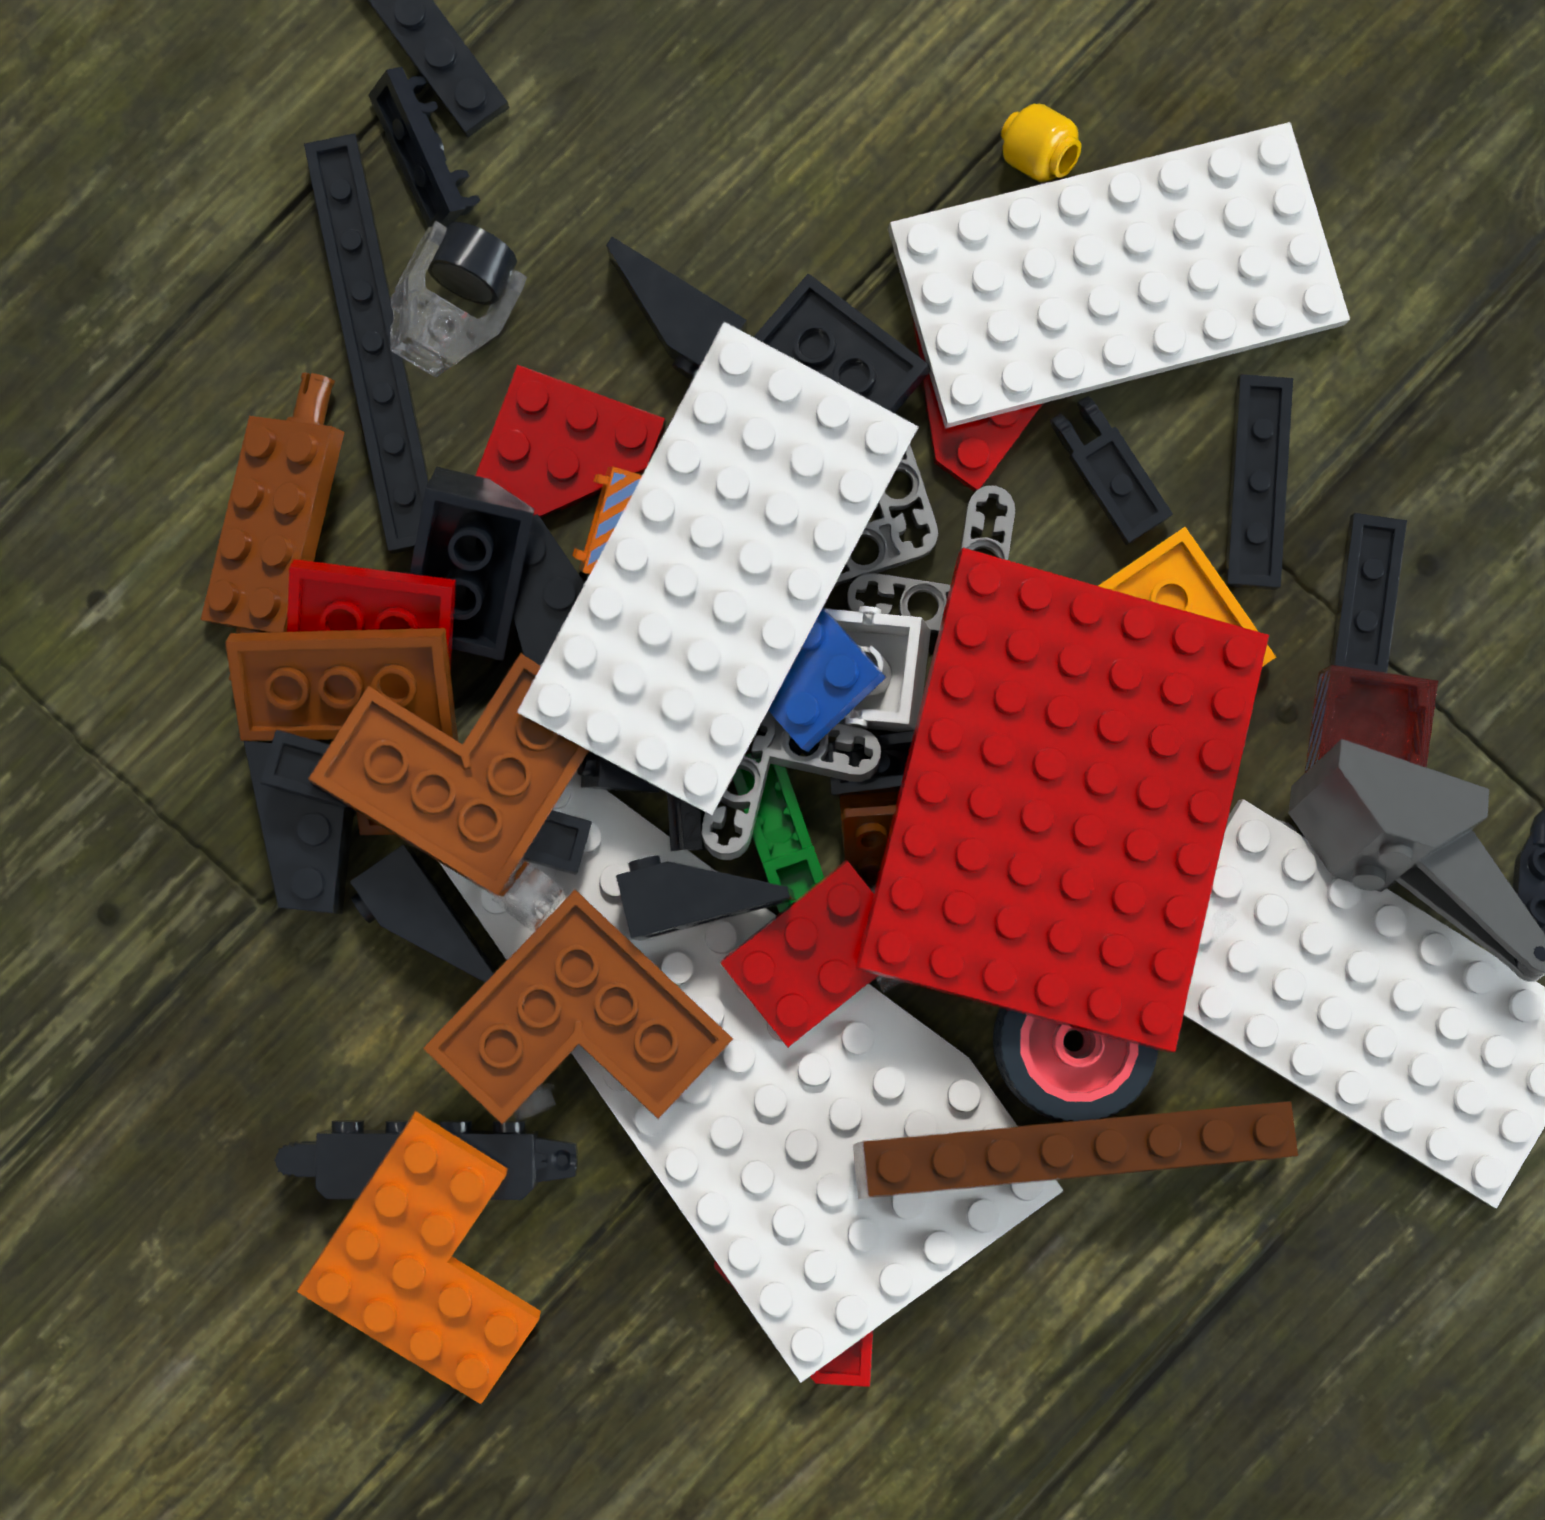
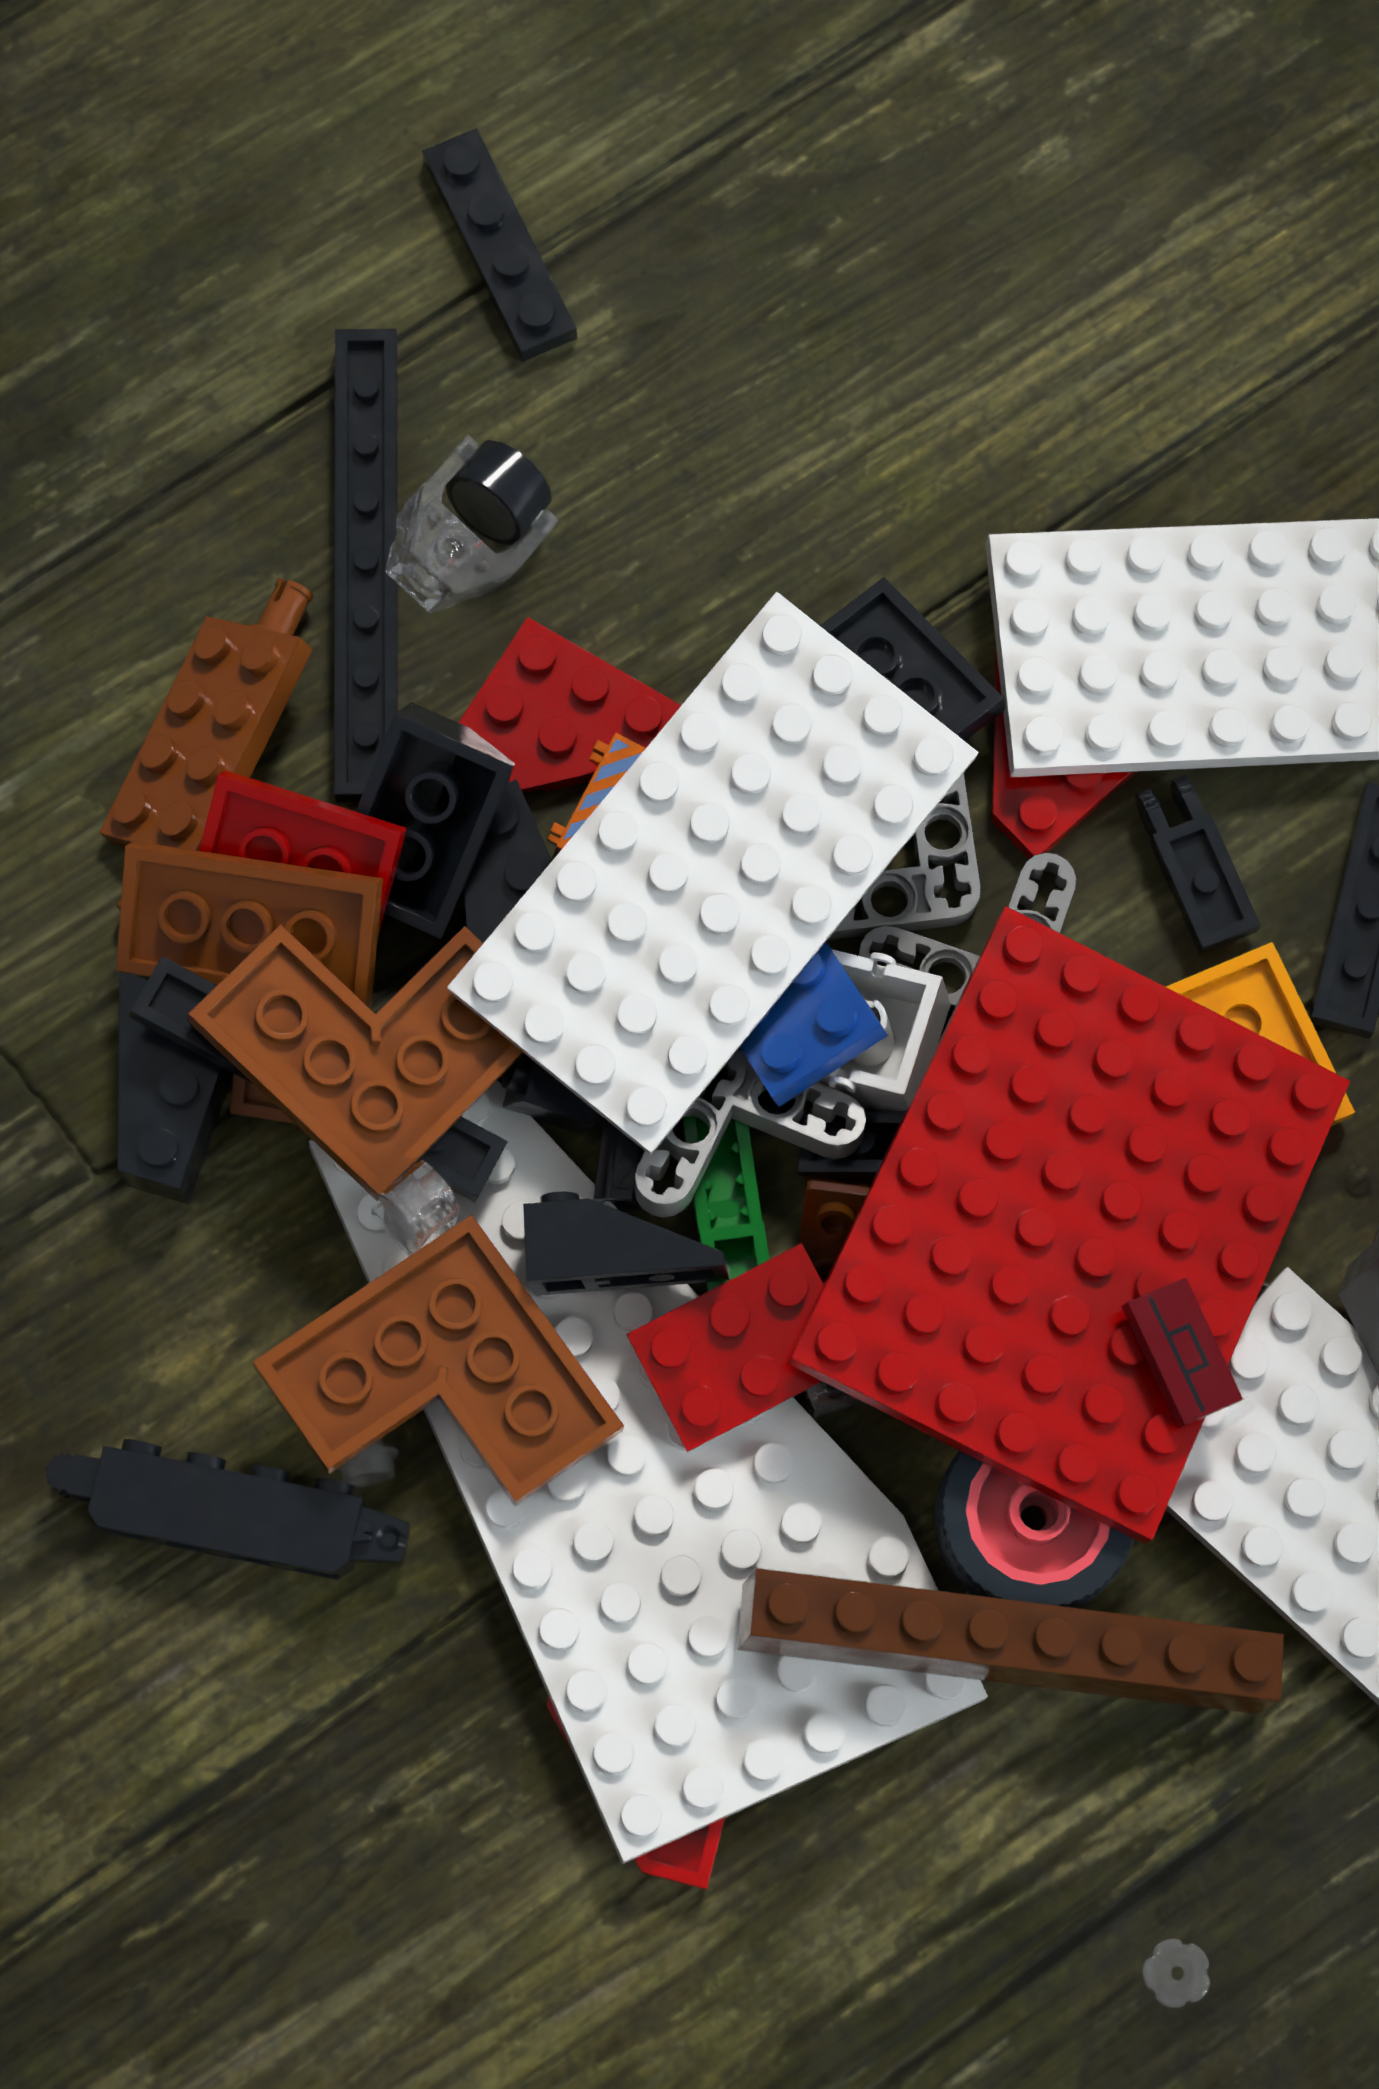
camera: 10 degrees right, 10 degrees down
(395, 1267) = (160, 1633): orange plate -> none
(412, 906) = (275, 1210): black slope -> none
(419, 148) = (465, 358): black plate -> none
(676, 311) = (717, 582): black slope -> none
(1040, 143) = (1179, 483): yellow head -> none
(1173, 897) = (1182, 1352): none -> dark red tile
(1235, 1376) = (1159, 1978): none -> clear plate

